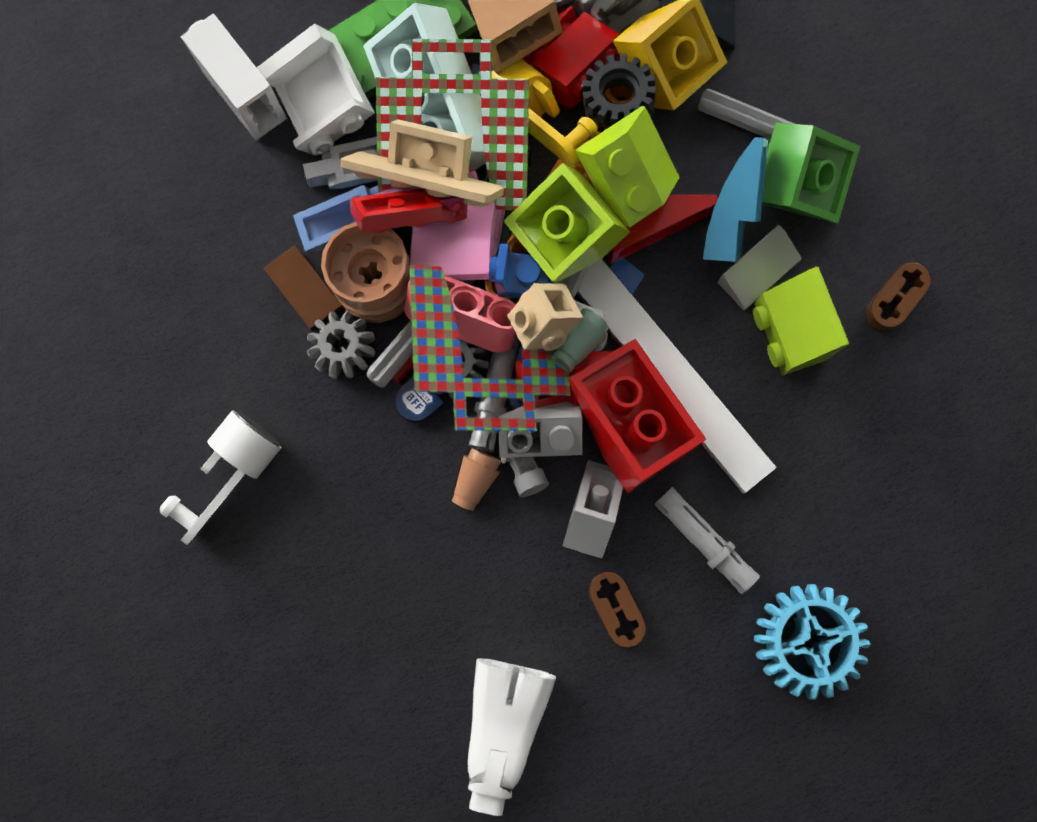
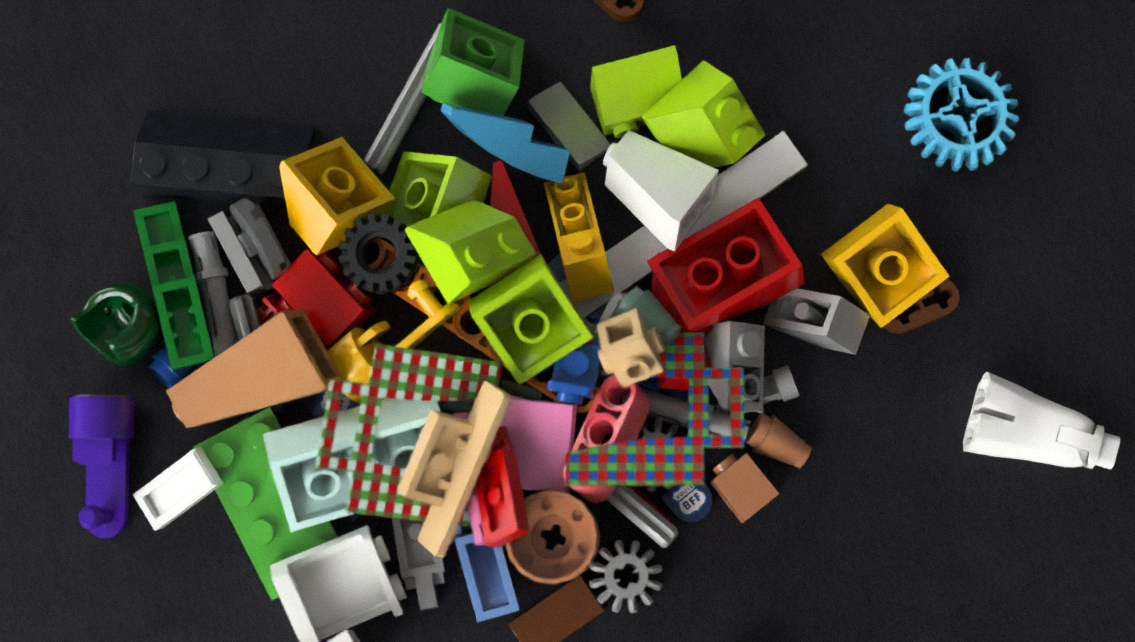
camera: 90 degrees left, 0 degrees up
(430, 446) = (742, 486): none -> nougat brick
(651, 278) = (579, 237): none -> yellow slope
(652, 571) = (885, 264): none -> yellow slope
(691, 147) = (434, 184): none -> lime slope
(708, 349) = (659, 186): none -> white slope
(717, 551) = (868, 197): light grey pin -> none
(776, 384) = (705, 118): none -> lime slope

